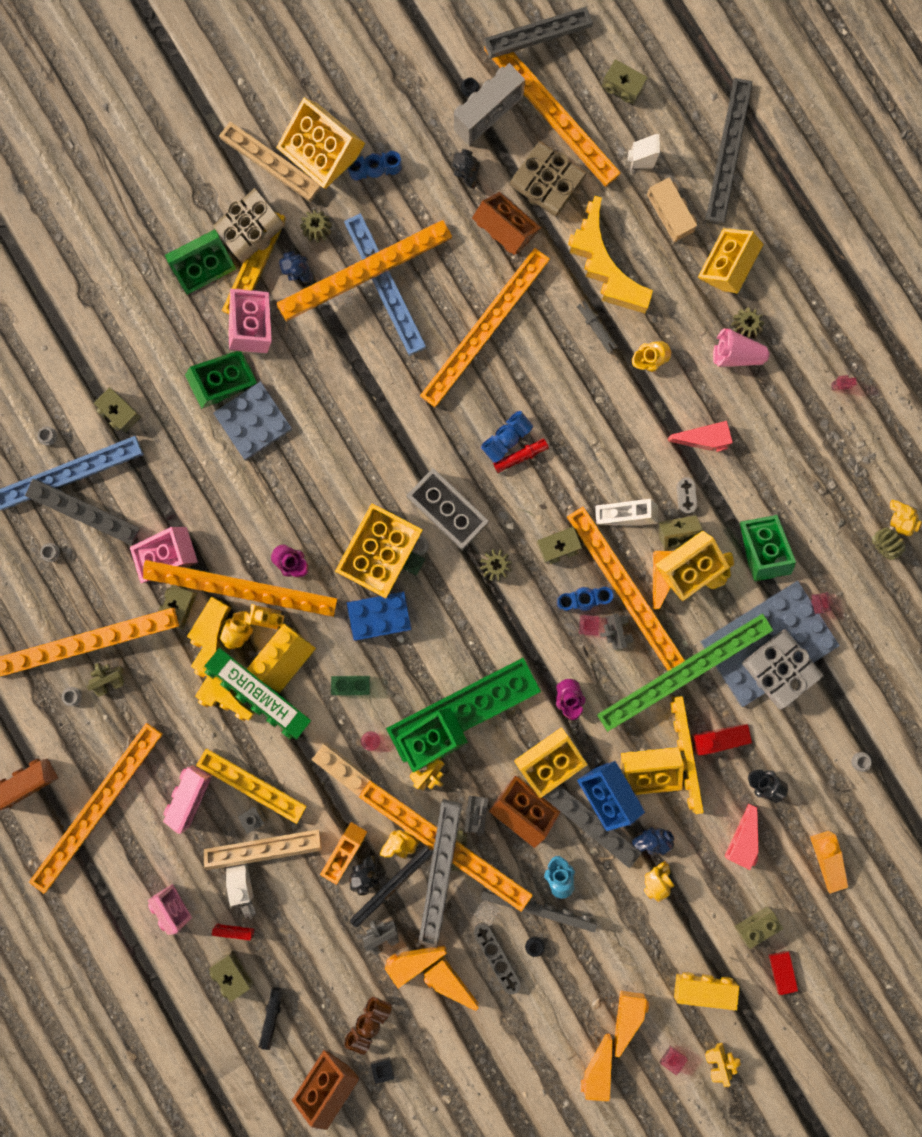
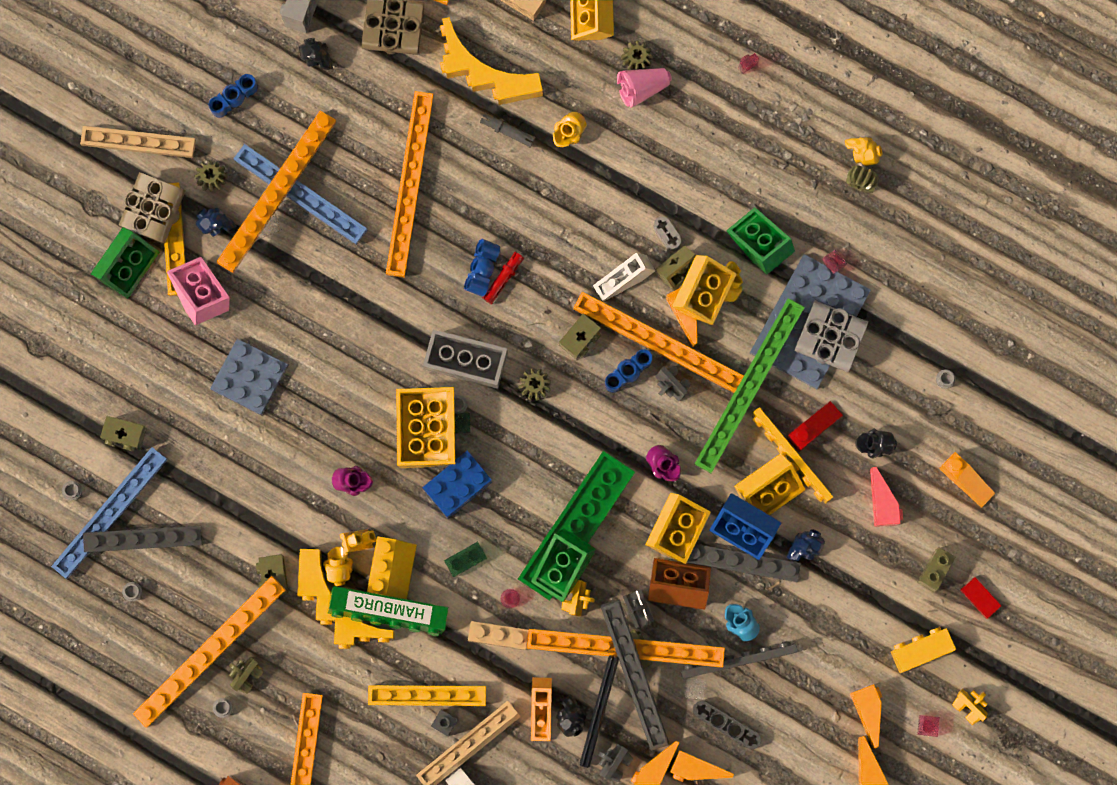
camera: 30 degrees left, 5 degrees down
(167, 547) = (235, 536): bright pink slope -> none
(186, 798) = (375, 737): bright pink slope -> none
(220, 378) = (199, 355): green slope -> none
(239, 588) = (321, 527): light orange plate -> none
(319, 143) = (175, 103): yellow slope -> none
(400, 843) = (587, 671): yellow head -> none
(505, 222) = (377, 83): dark orange slope -> none
(534, 946) = (754, 696): black plate -> none
(589, 625) = (644, 391): clear pink plate -> none
(658, 882) = (828, 578): yellow head -> none
(708, 437) = (655, 174): coral slope -> none

